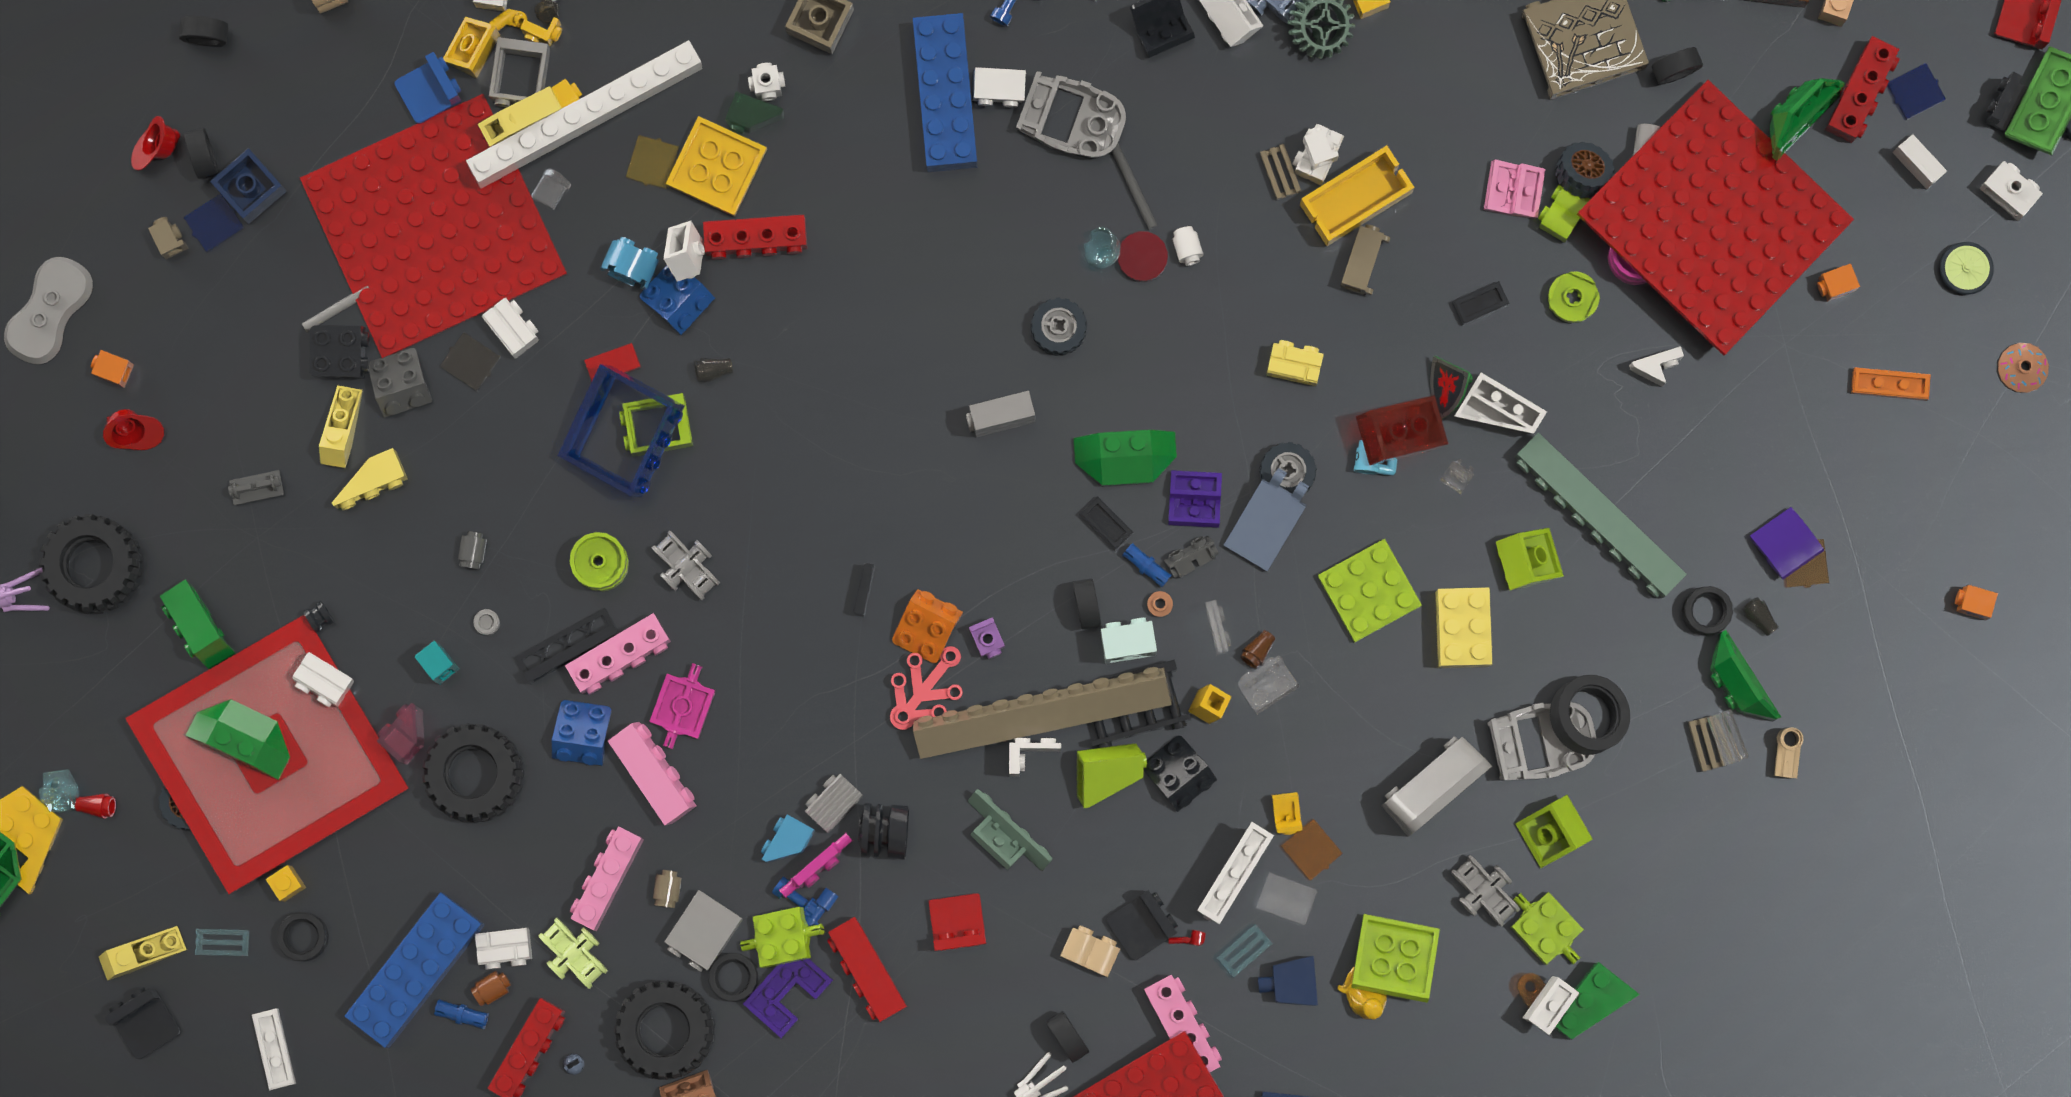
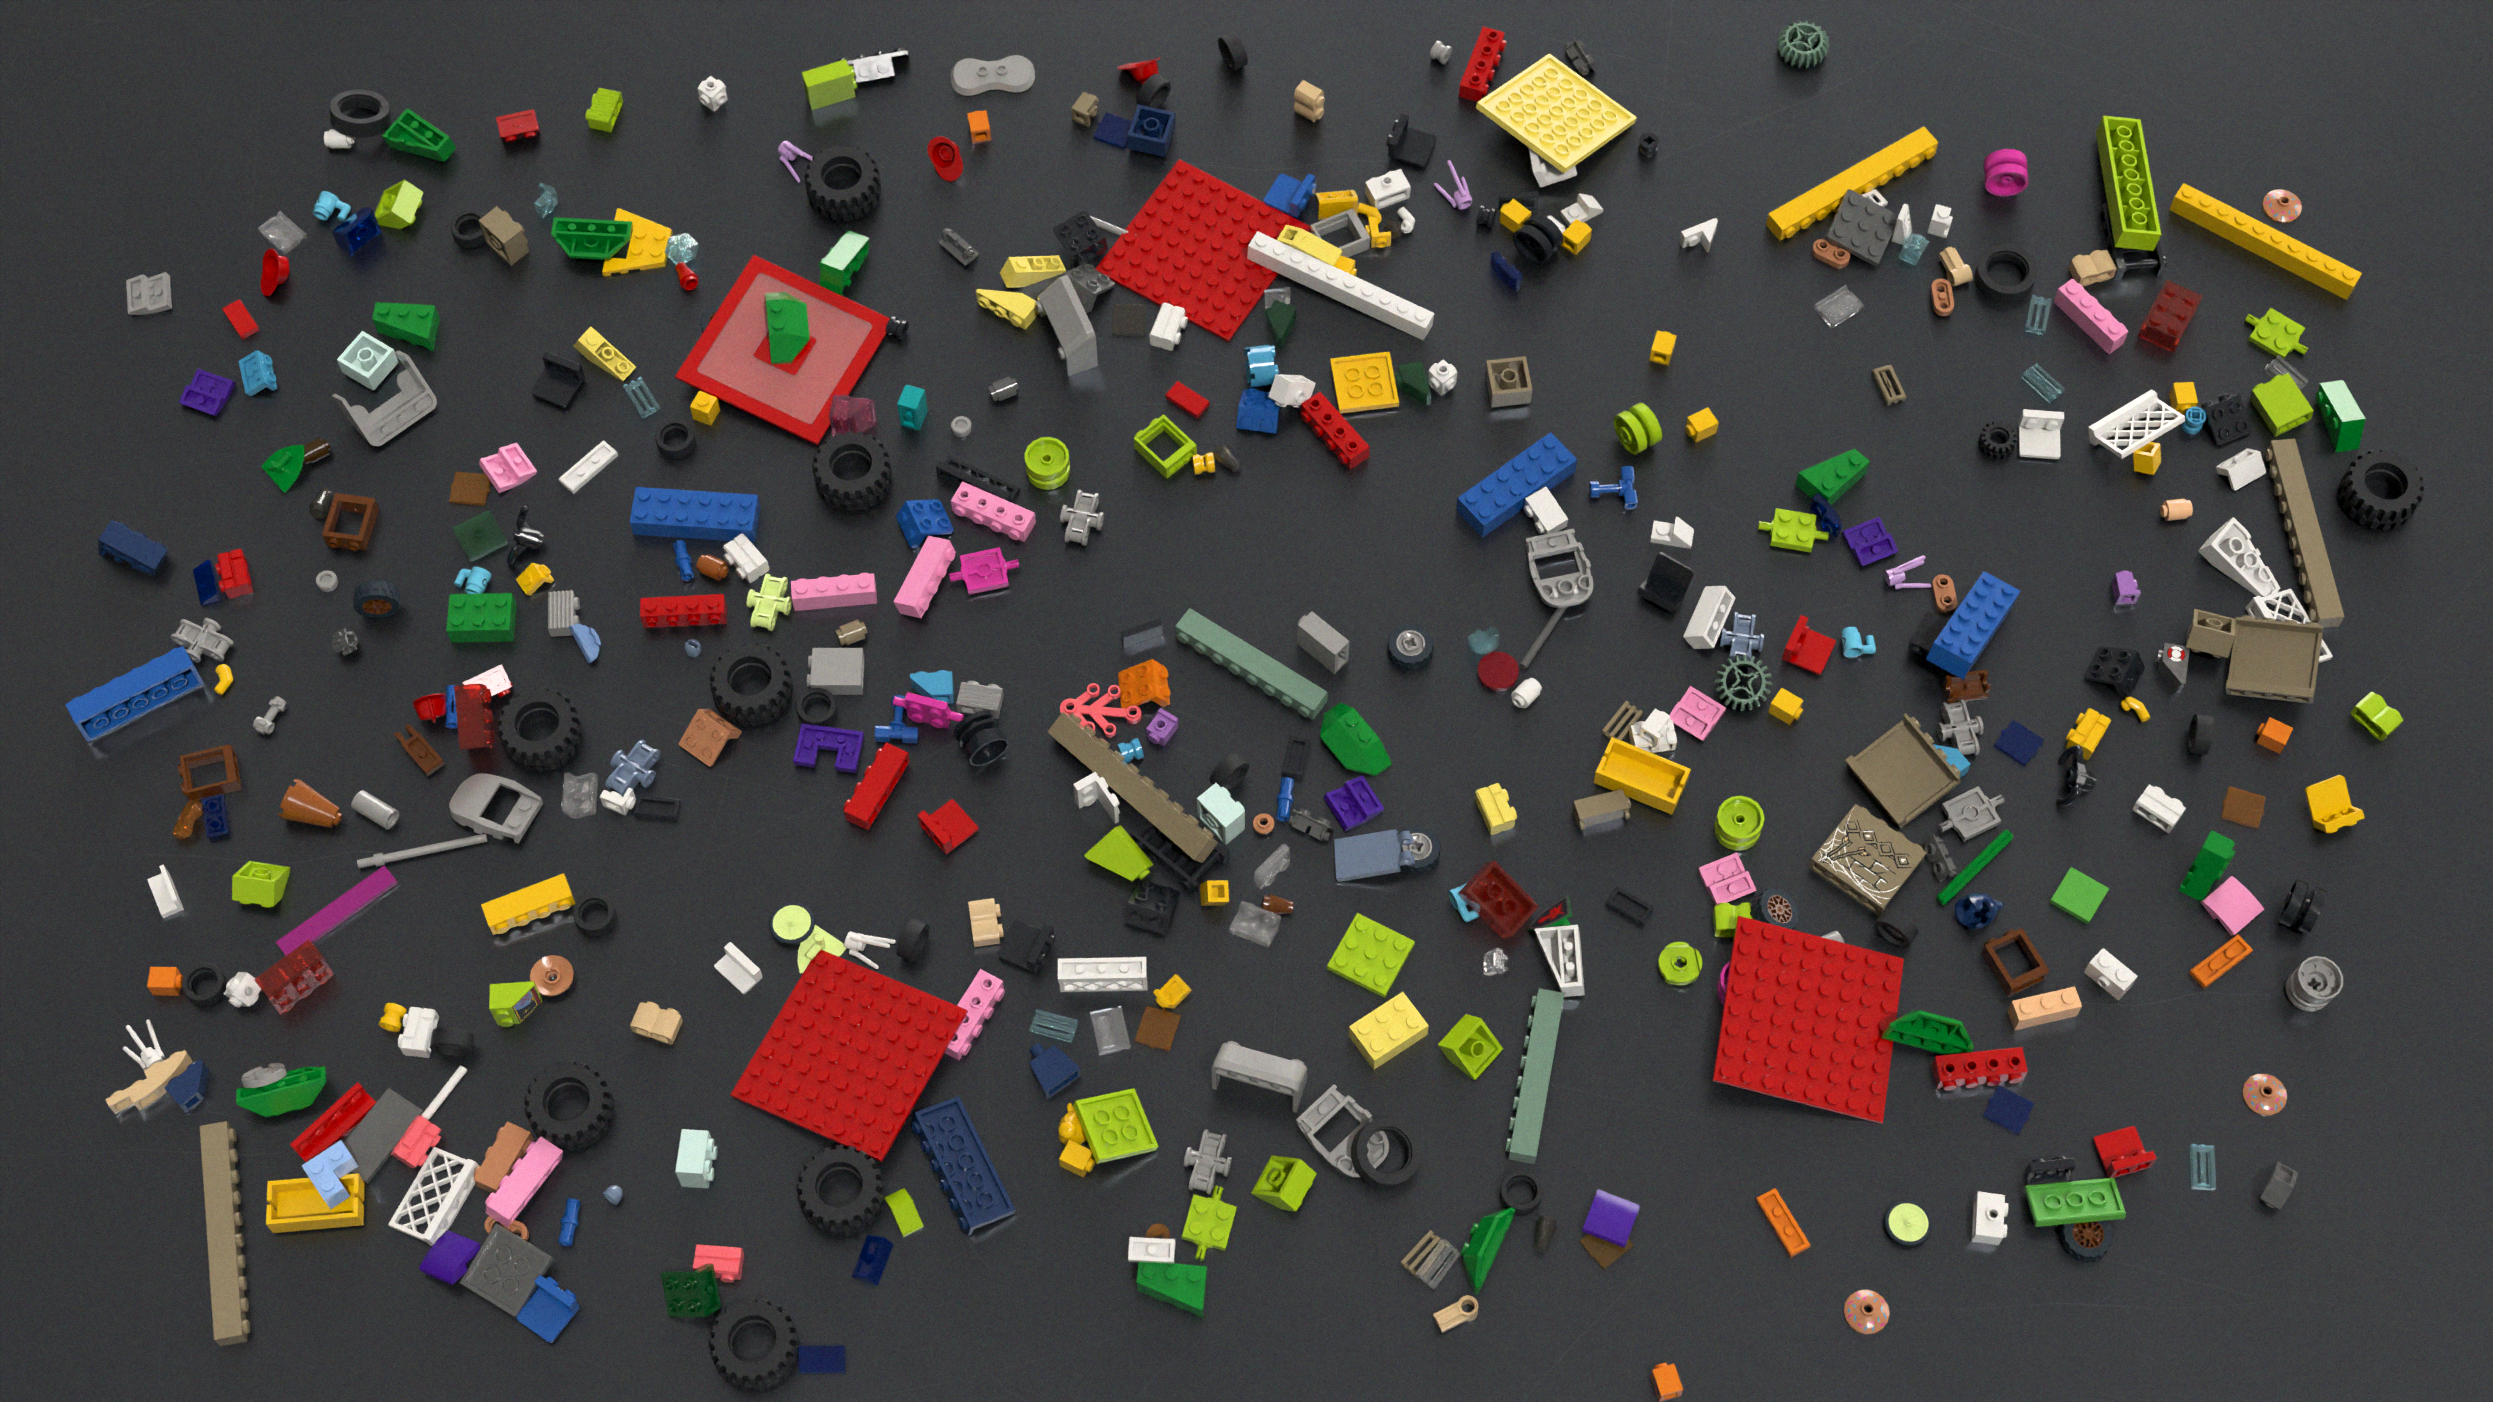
camera: 55 degrees right, 20 degrees down
(322, 680) = (855, 350): white brick -> none
(447, 434) = (1070, 325): none -> light grey windscreen
(582, 205) = (1280, 320): none -> clear green slope
(588, 415) = (1136, 401): clear blue window -> none
(652, 161) = (1339, 345): clear yellow piece -> none
(702, 403) = (1198, 463): none -> yellow wheel
(782, 937) = (864, 719): lime plate -> none
(972, 501) = (1251, 664): none -> sand green brick
(993, 686) = (1131, 750): none -> dark azure wheel
(1003, 836) = (1028, 818): sand green bracket -> none
(1197, 938) = (1041, 988): red hand -> none
(1318, 92) = (1697, 713): none -> bright pink slope
(1403, 1015) = (1077, 1159): none -> yellow brick
(1477, 125) = (1738, 823): none -> lime wheel
(1651, 366) = (1671, 1044): white slope -> none
(1838, 282) = (1827, 1137): orange brick -> none
(1919, 161) = (1959, 1142): white panel -> none

